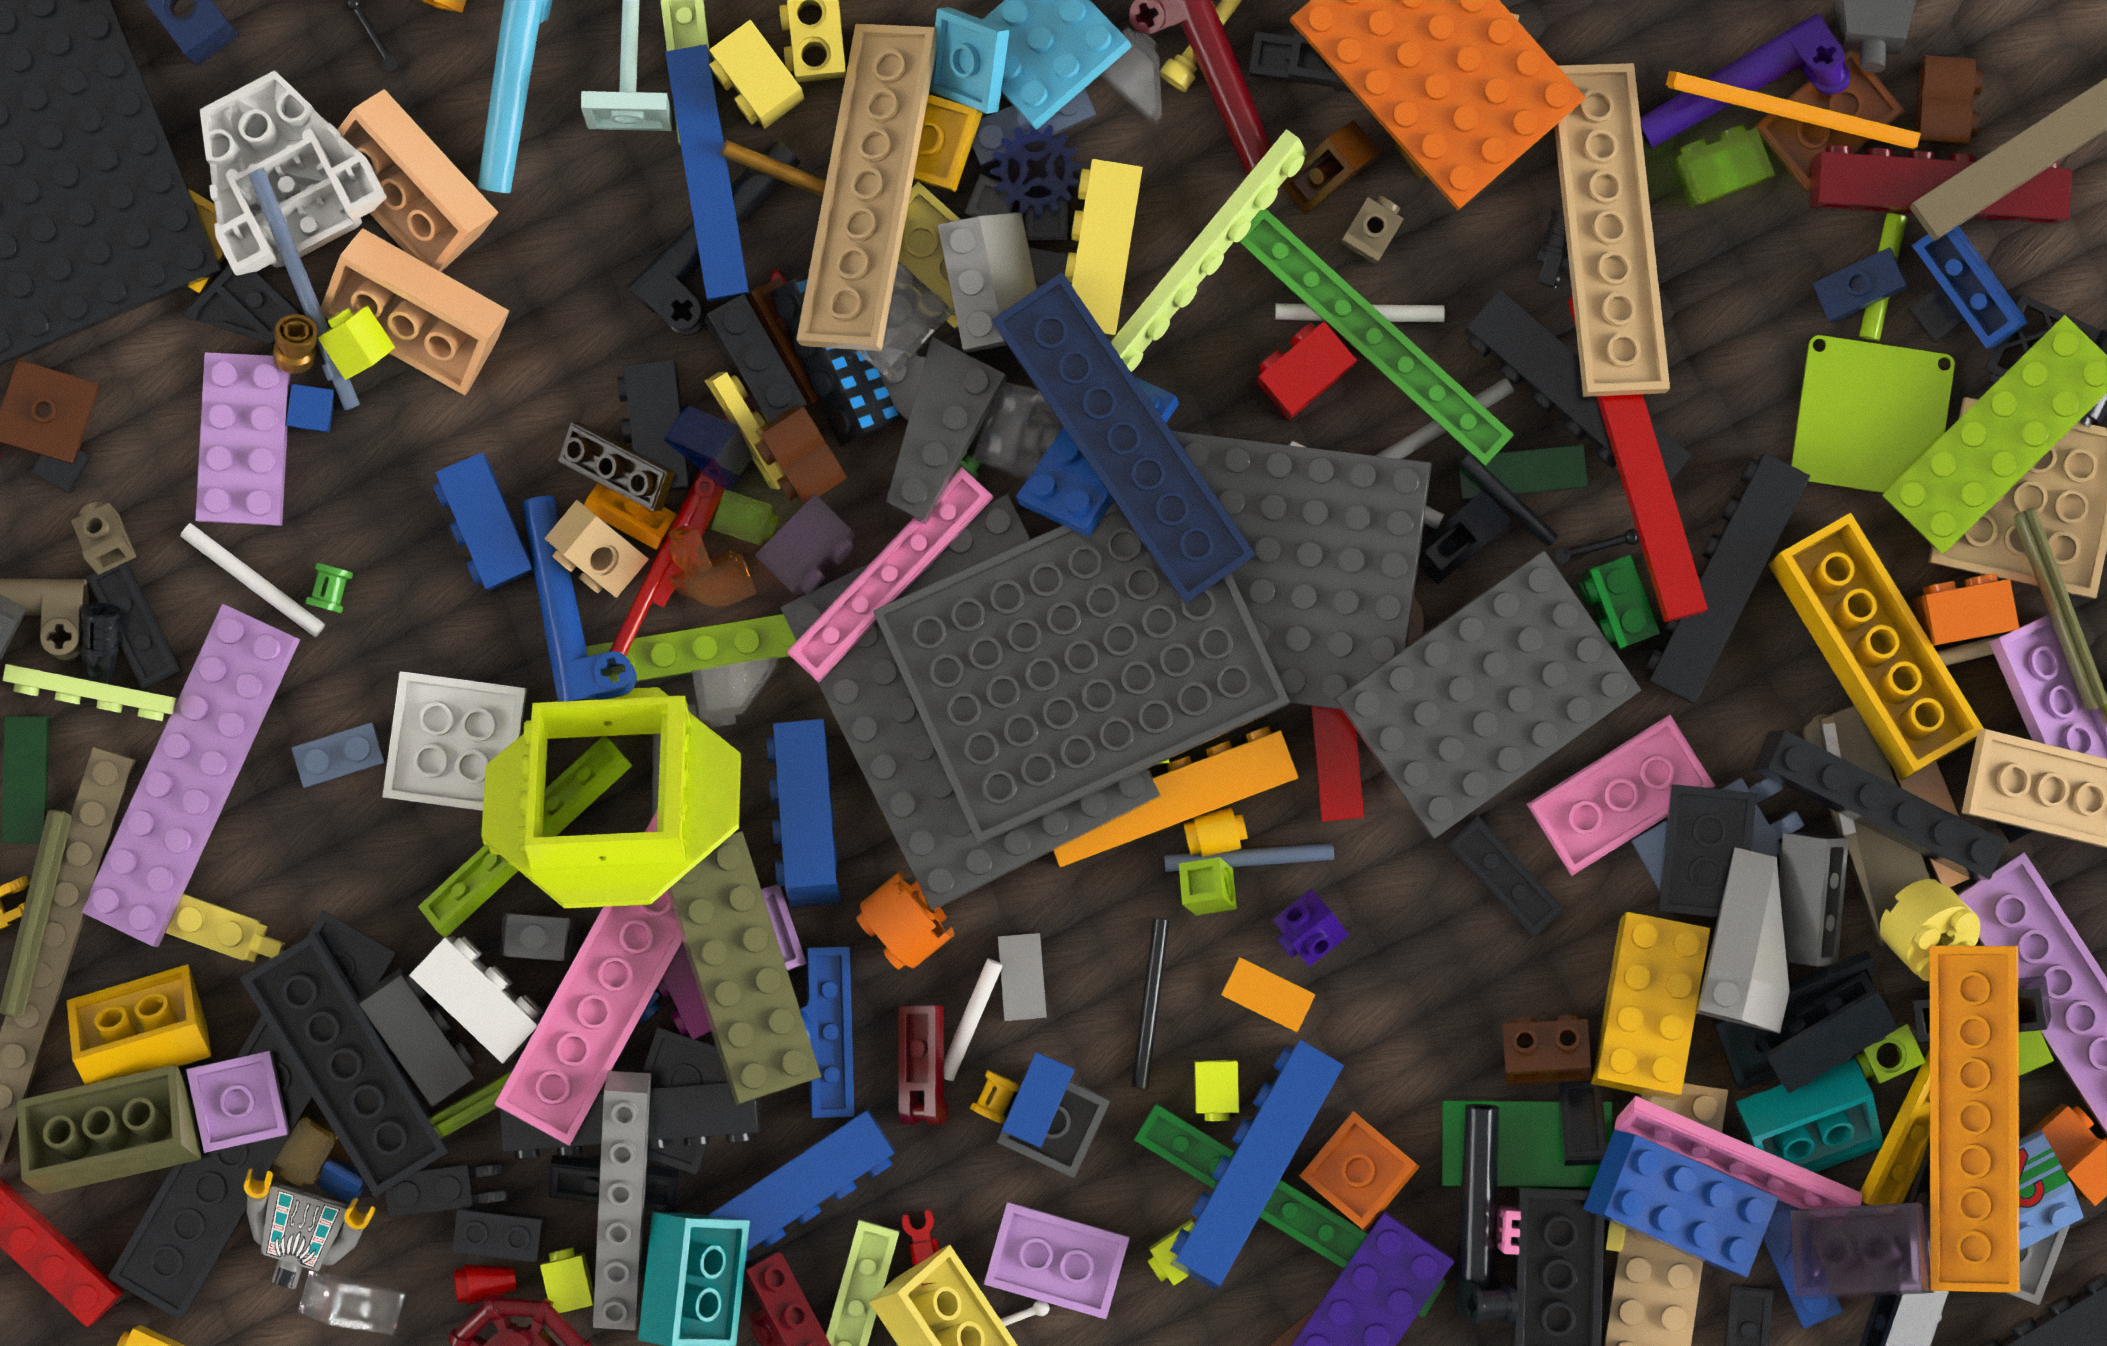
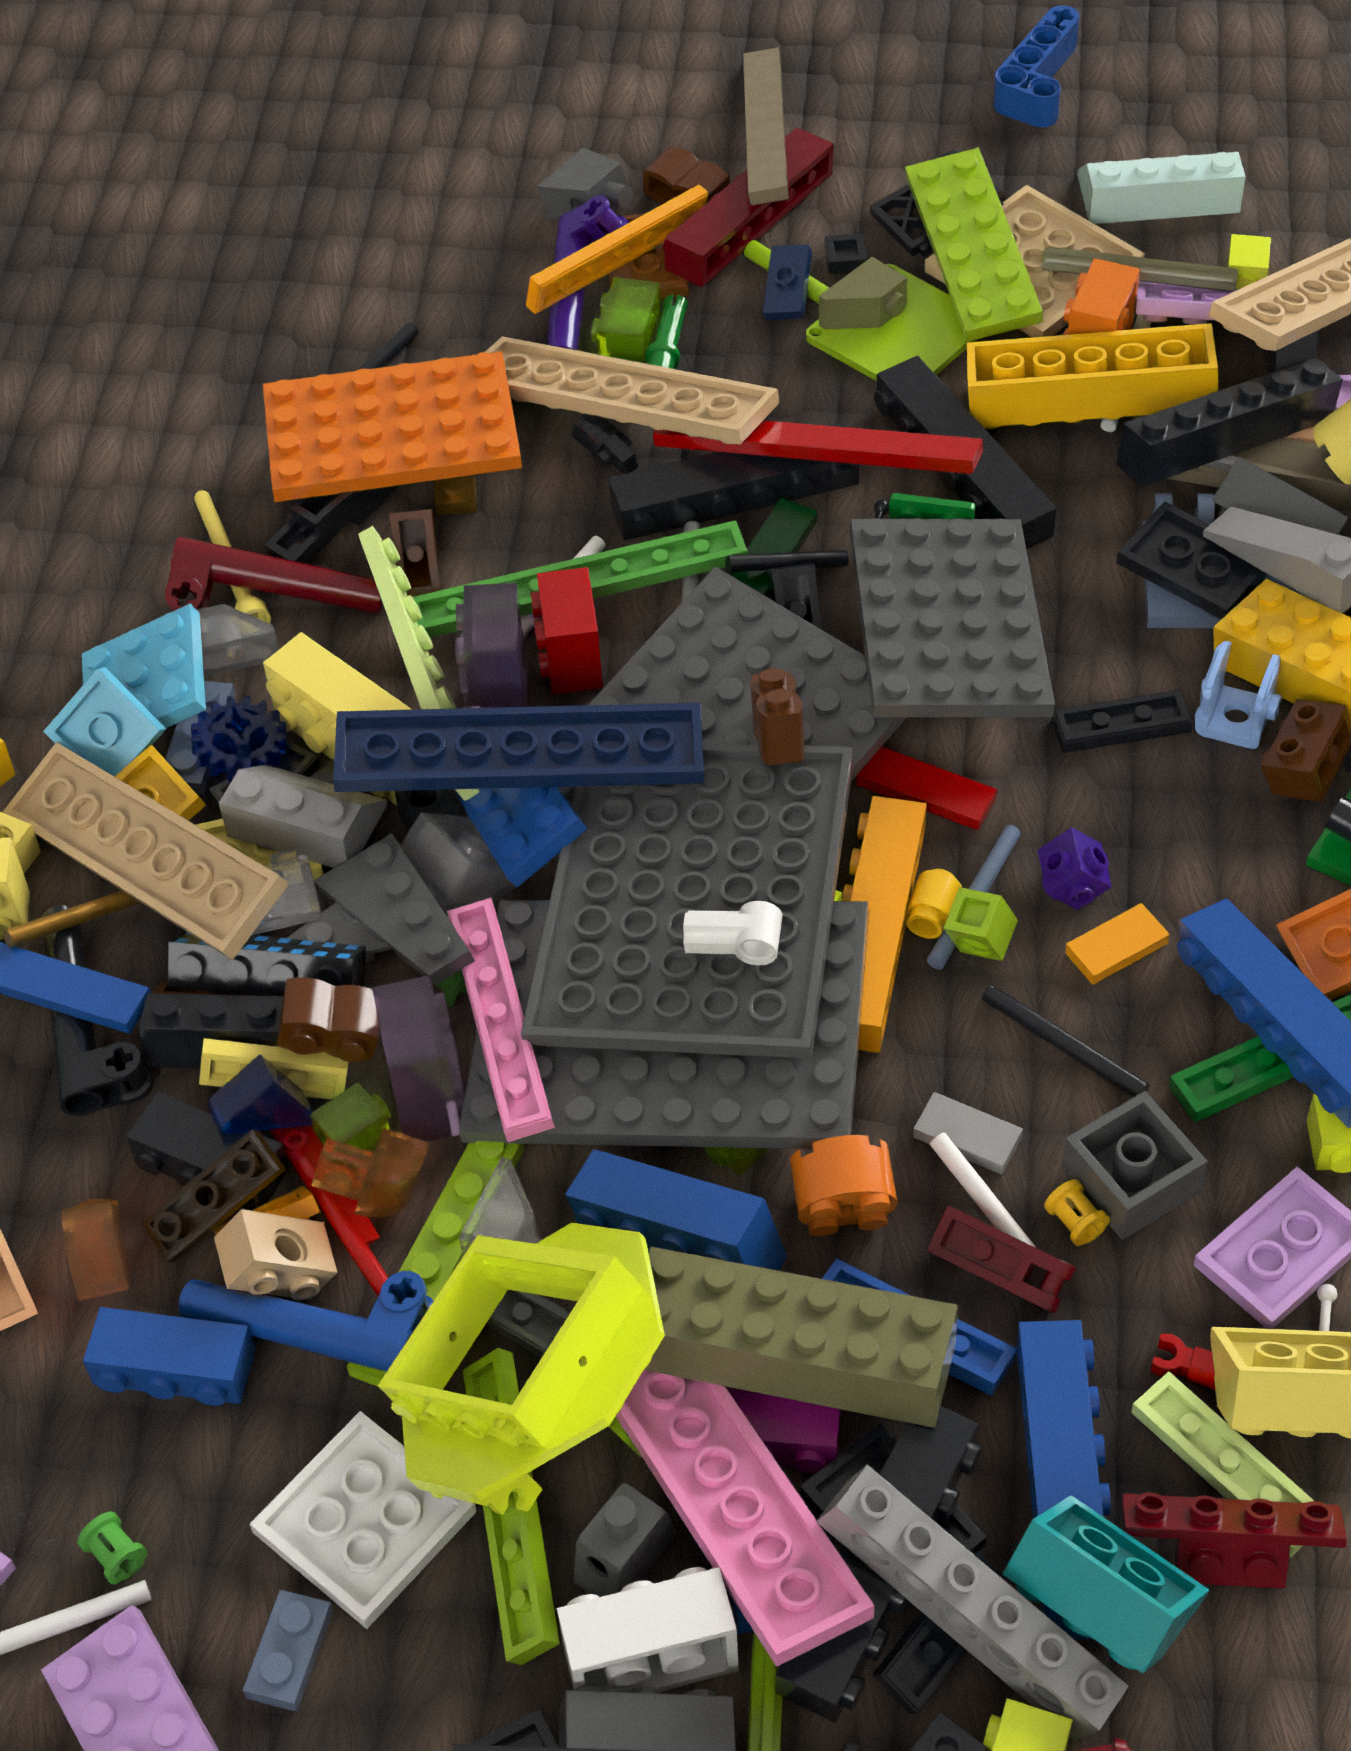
camera: 55 degrees left, 35 degrees down
(531, 405) = (95, 1248): none -> clear orange brick
(1038, 1099) = (1105, 1145): blue tile -> none
(1045, 735) = (747, 933): none -> white piece
(1216, 1089) = (1184, 1021): neon yellow brick -> none
(1221, 339) = (491, 647): none -> clear purple brick
(1274, 629) = (777, 717): none -> reddish brown brick
(1369, 244) = (489, 539): dark tan brick -> none
(1586, 983) = (1218, 699): none -> light blue piece
(1617, 795) = (1100, 615): bright pink tile -> none
(1700, 226) = (664, 349): none -> green pin
(1876, 375) = (864, 298): none -> olive slope
(1971, 287) = (839, 210): blue brick -> none

